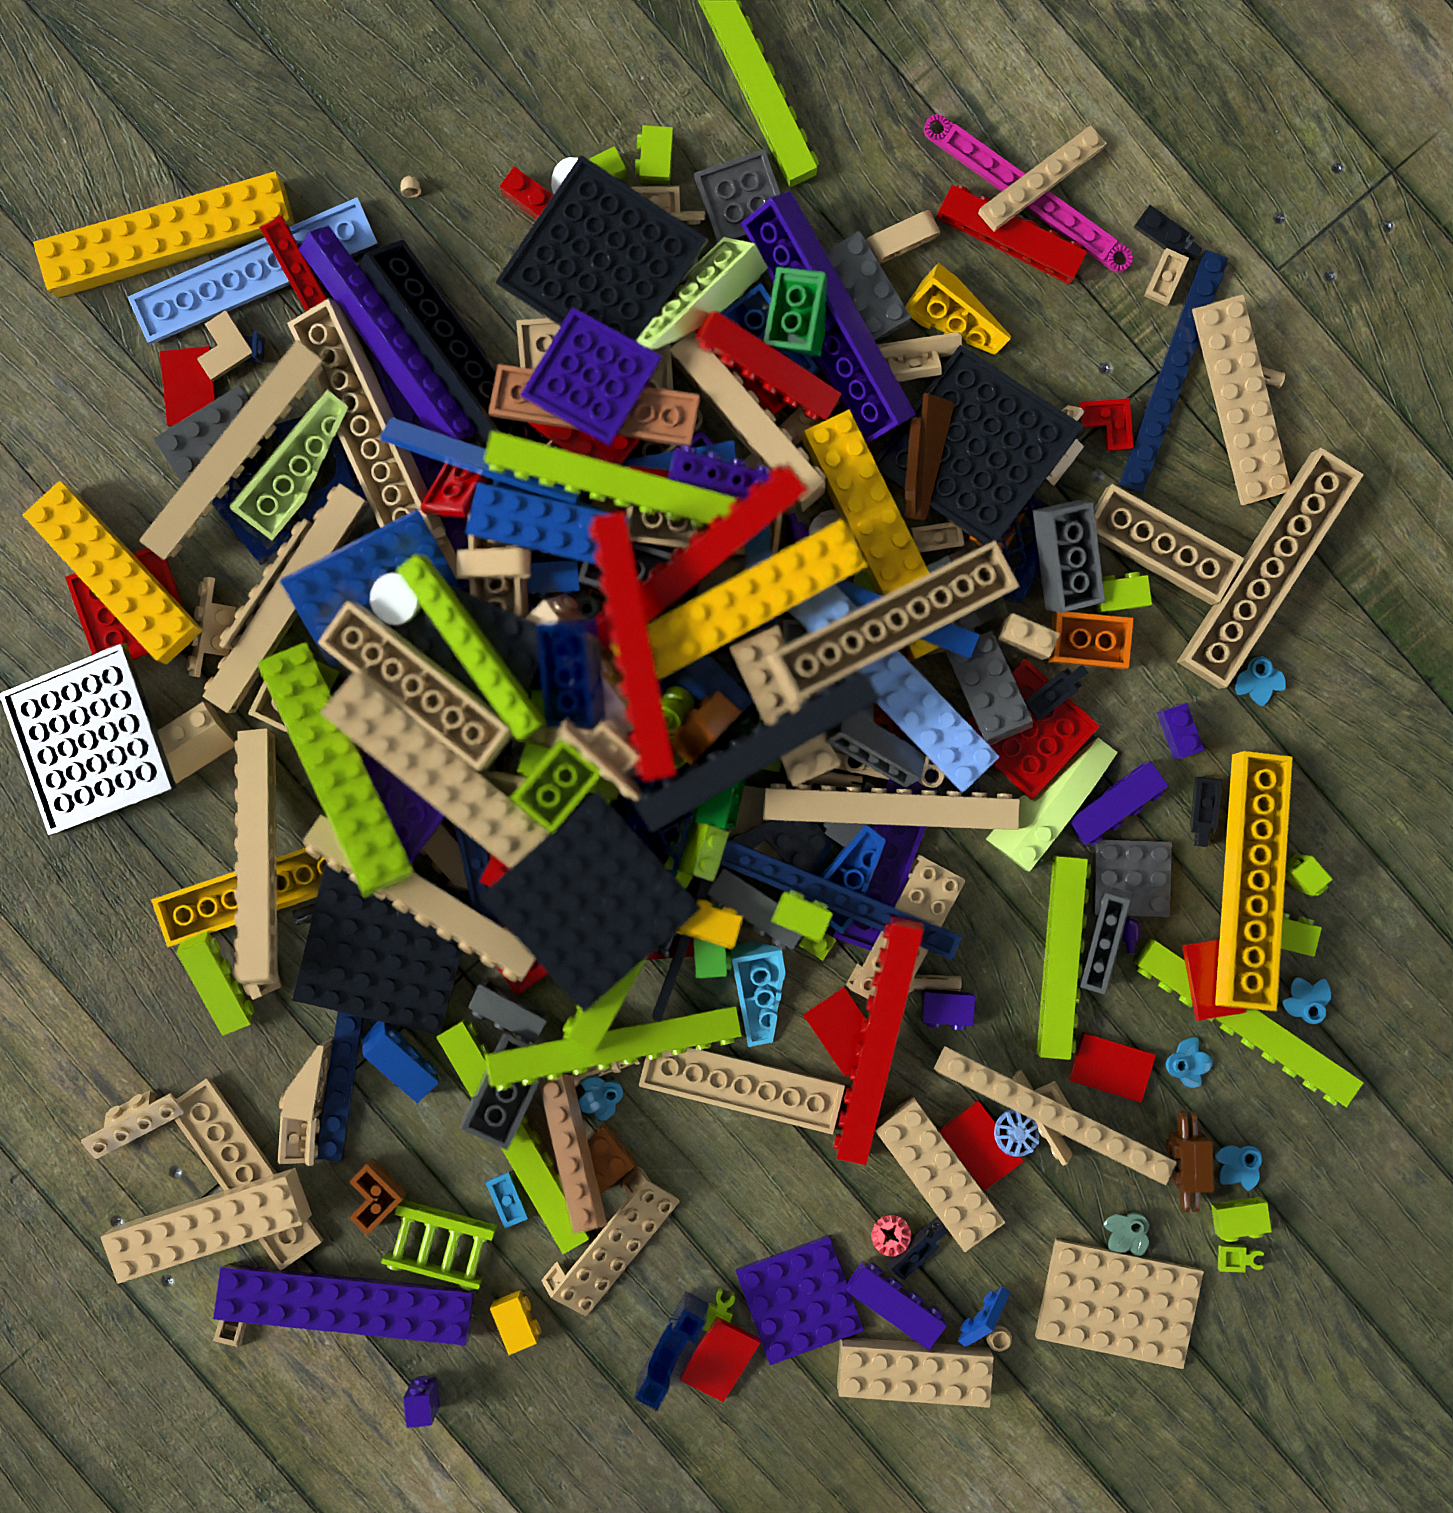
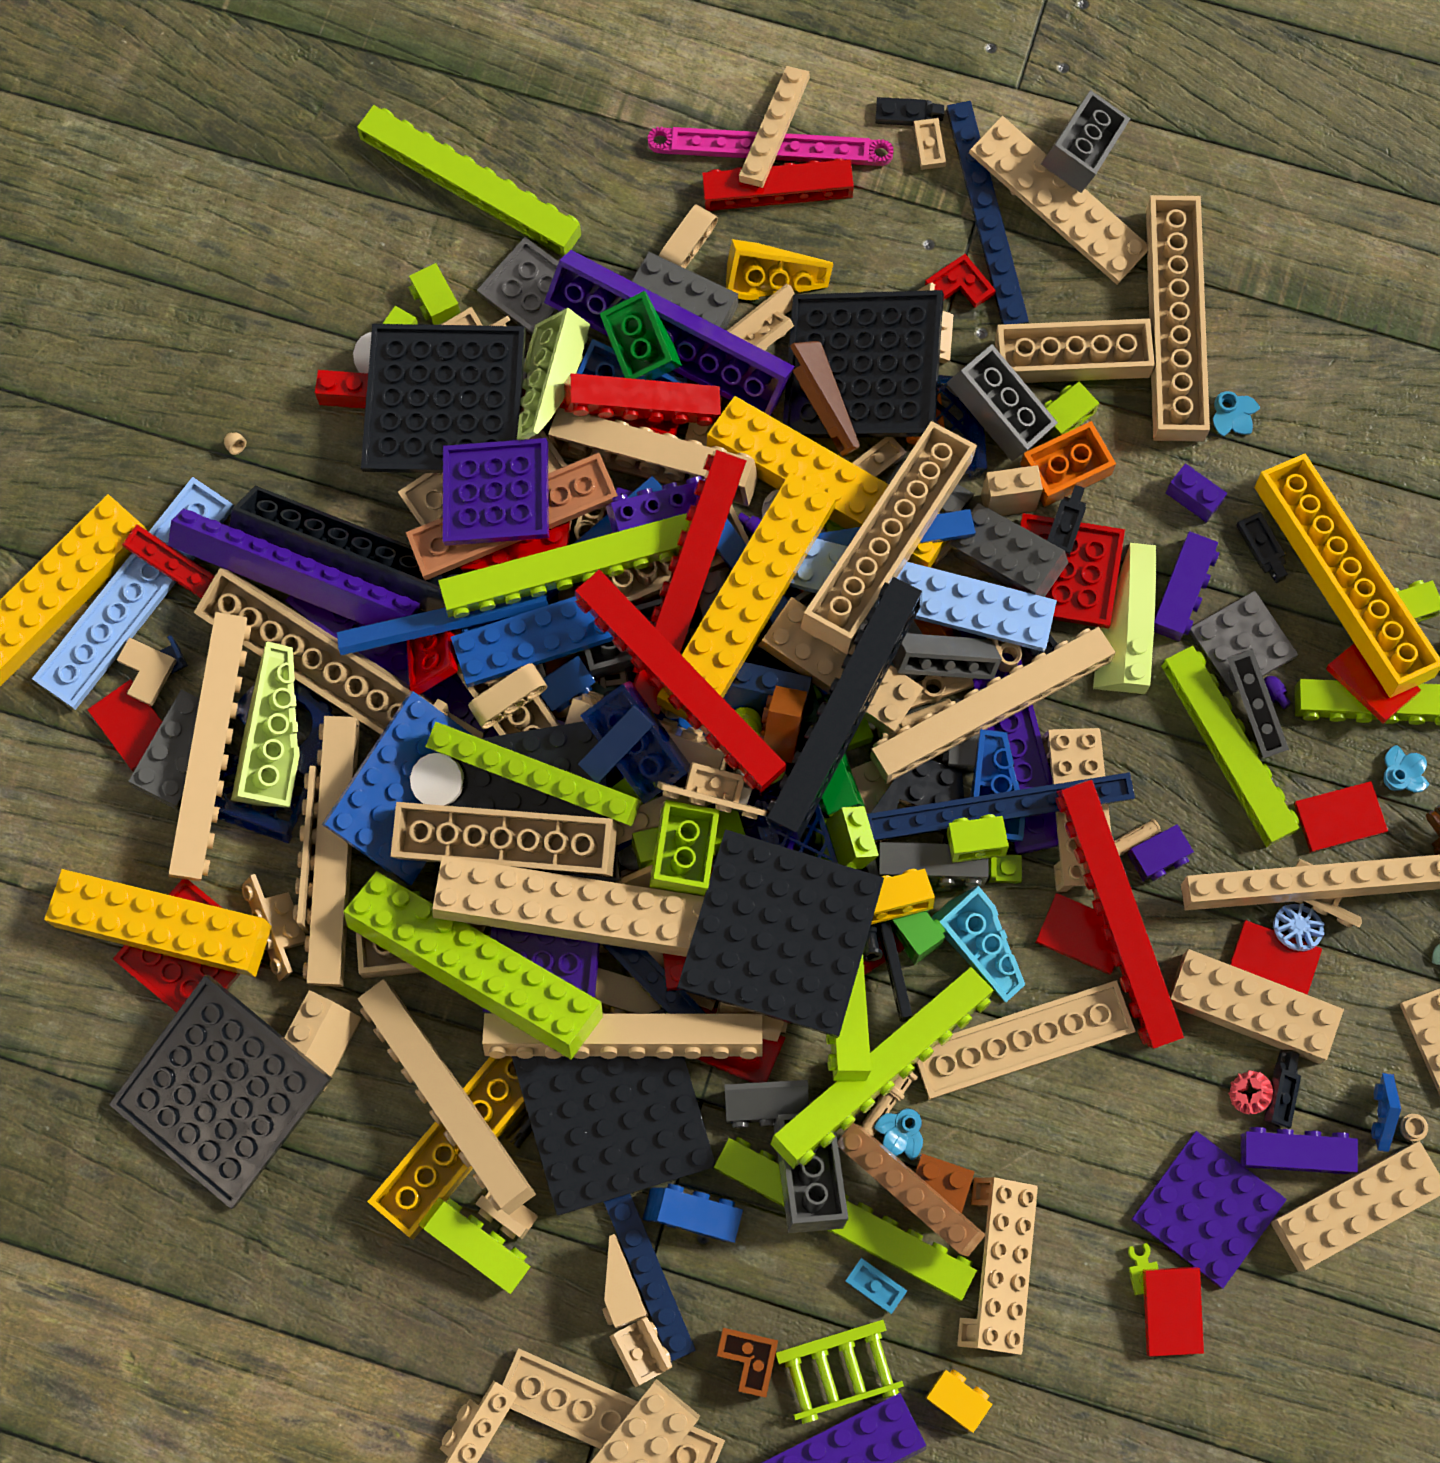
camera: 35 degrees left, 15 degrees down
(550, 667) = (616, 744): none -> dark blue tile
(682, 1327) = (1117, 1290): clear blue arch -> none
(1299, 363) = (1085, 141): none -> dark grey brick
(1306, 875) = (1389, 543): lime brick -> none

